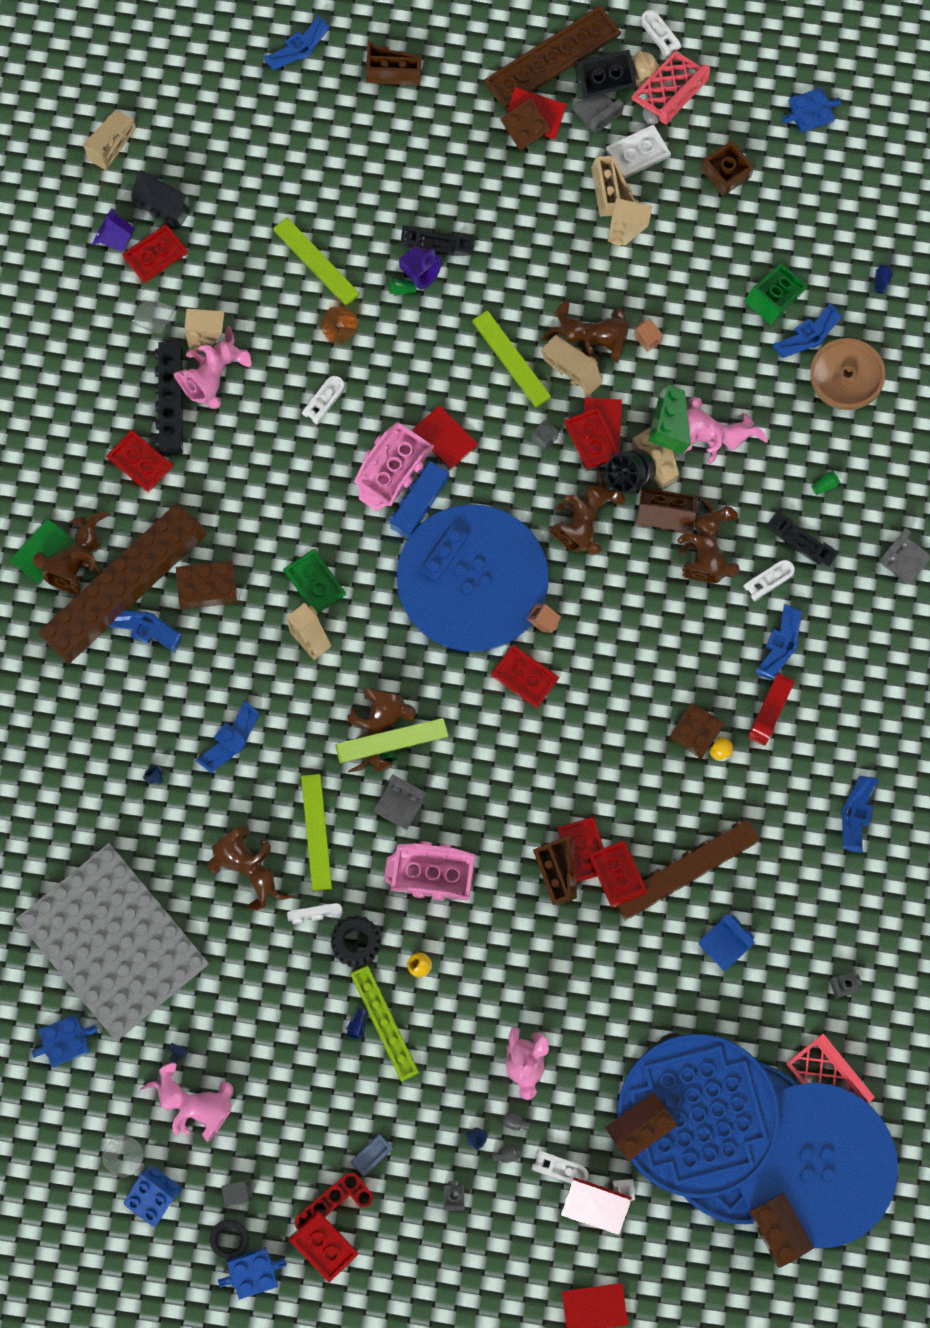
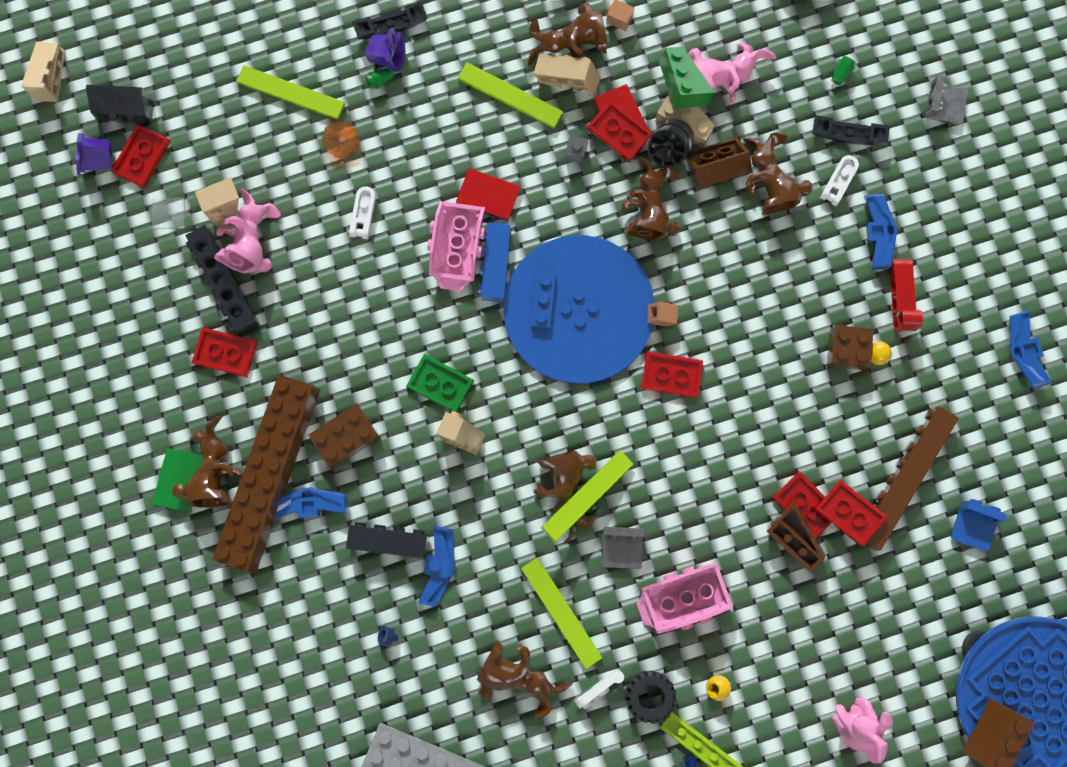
camera: 20 degrees left, 5 degrees up
(197, 694) = (387, 541): none -> black brick

